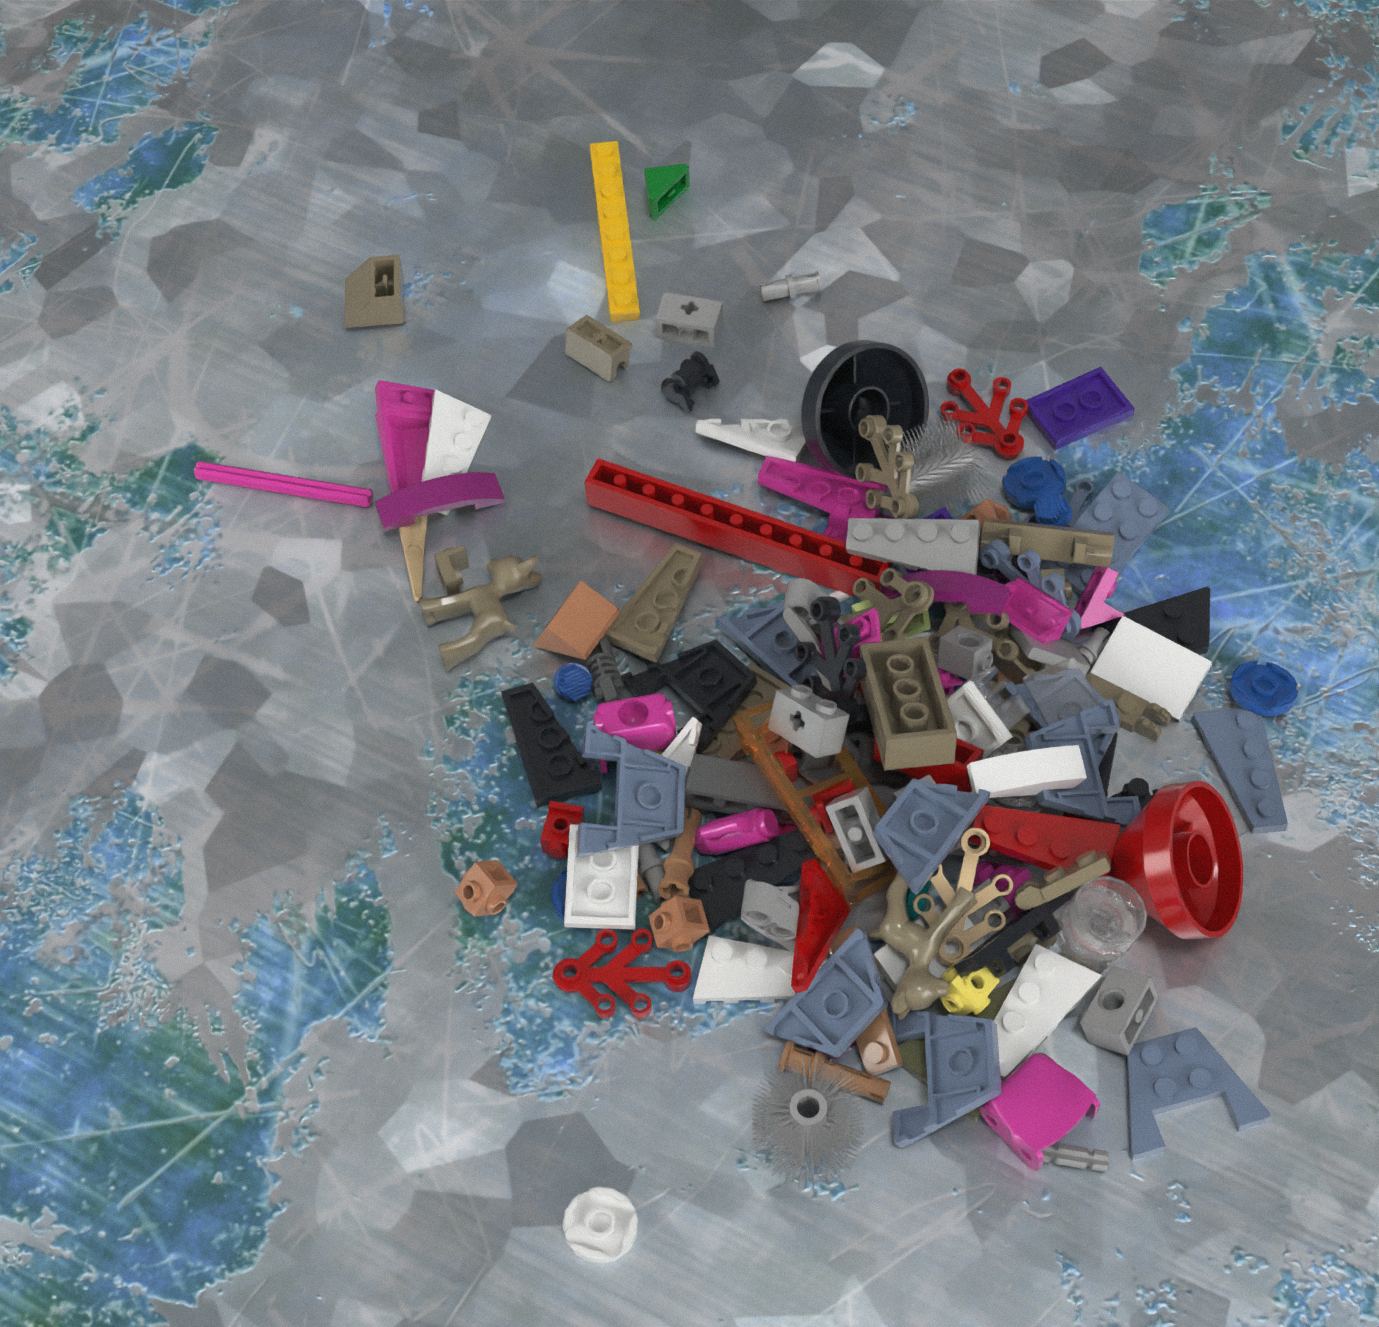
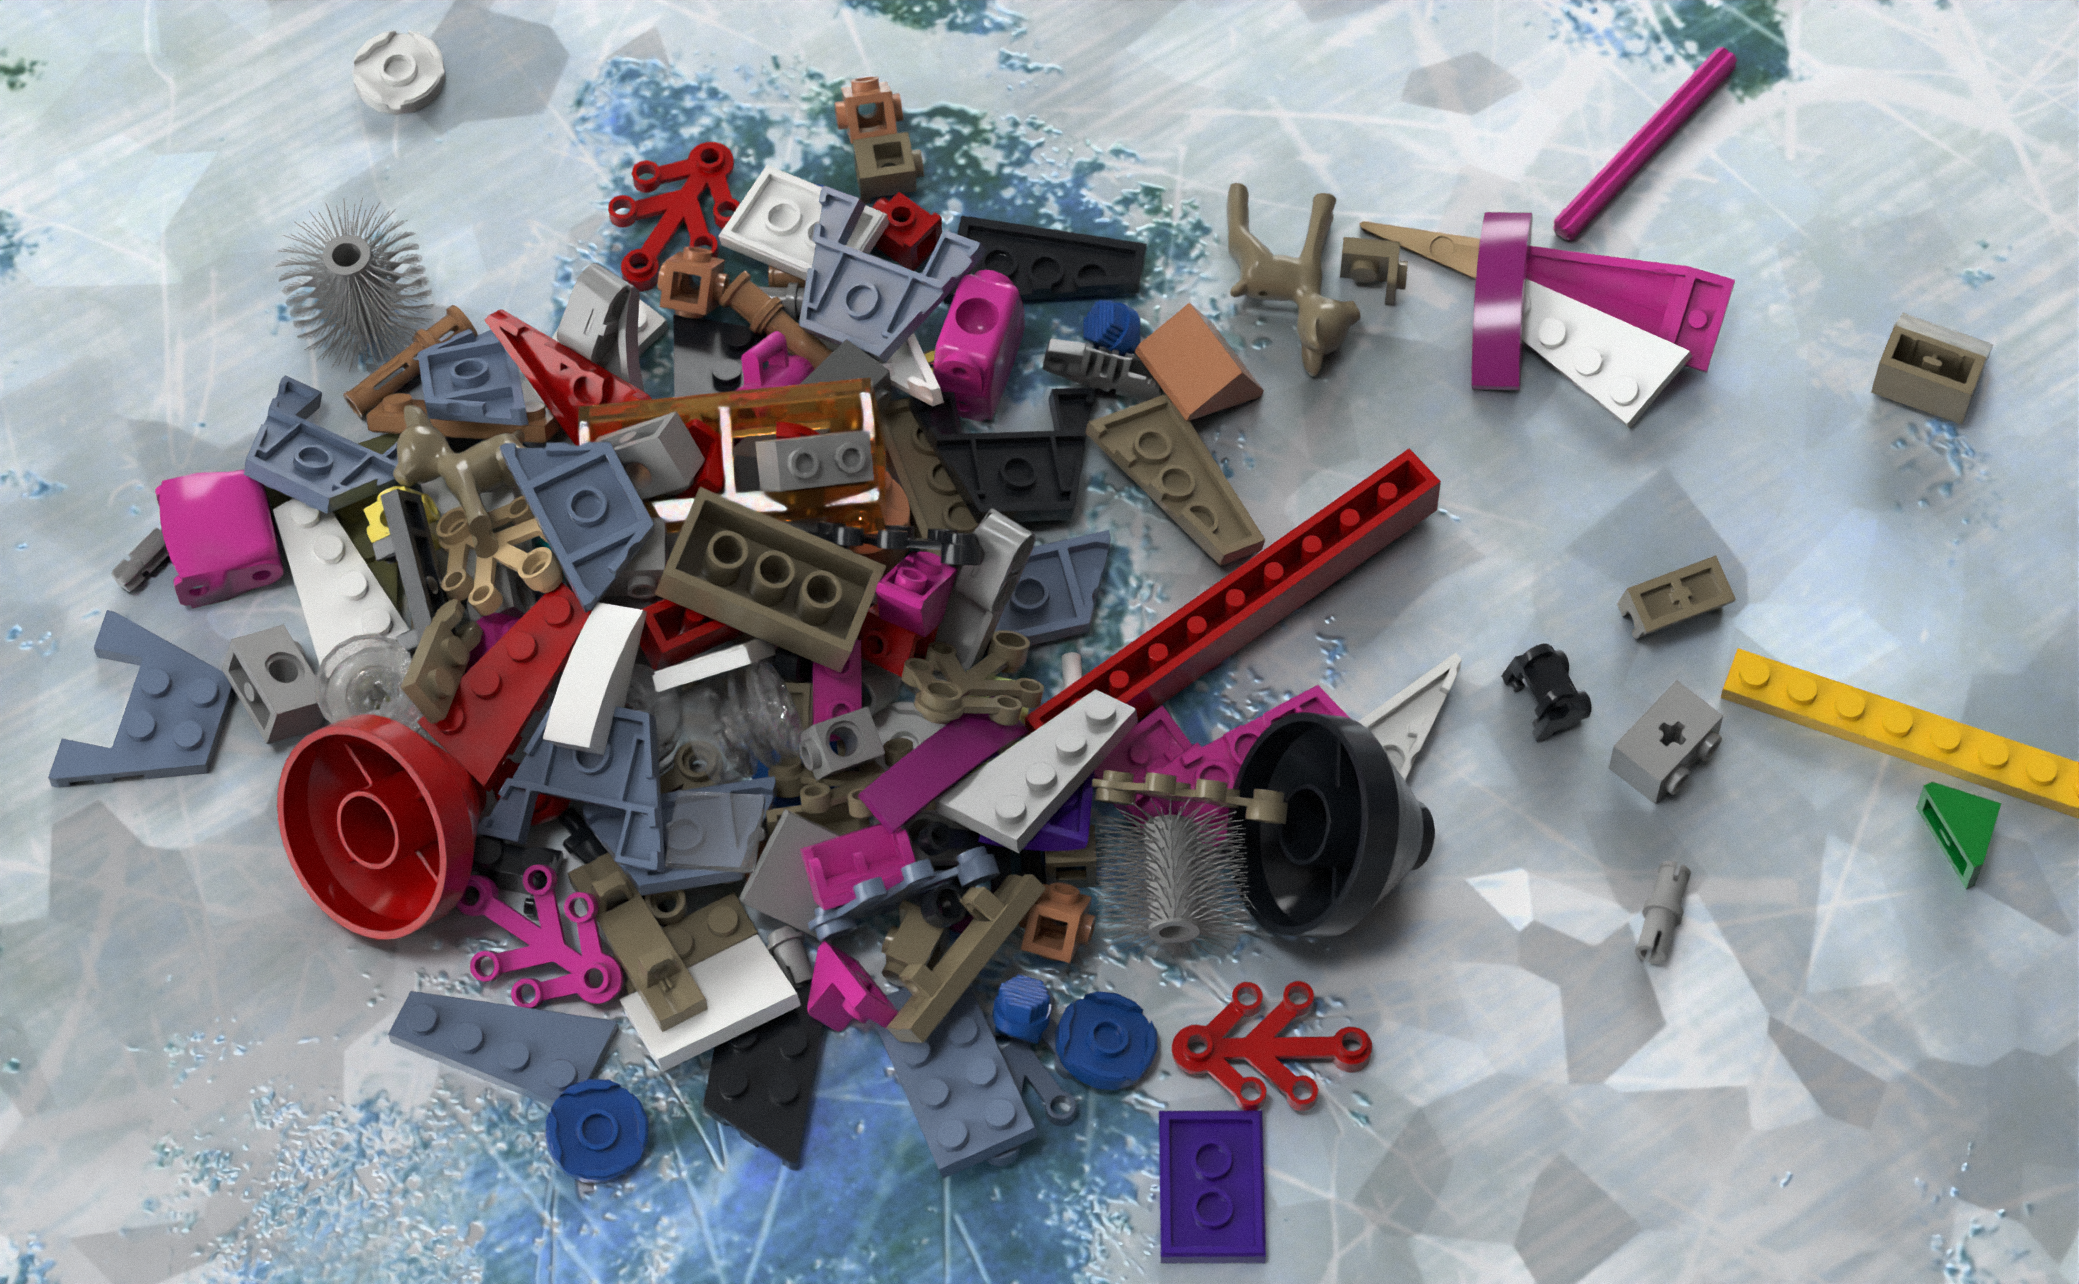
camera: 115 degrees right, 5 degrees up
(522, 863) = (886, 165): none -> dark tan brick
(1144, 717) = (639, 943): none -> dark tan hinge
(1178, 735) = (545, 942): none -> dark pink plant

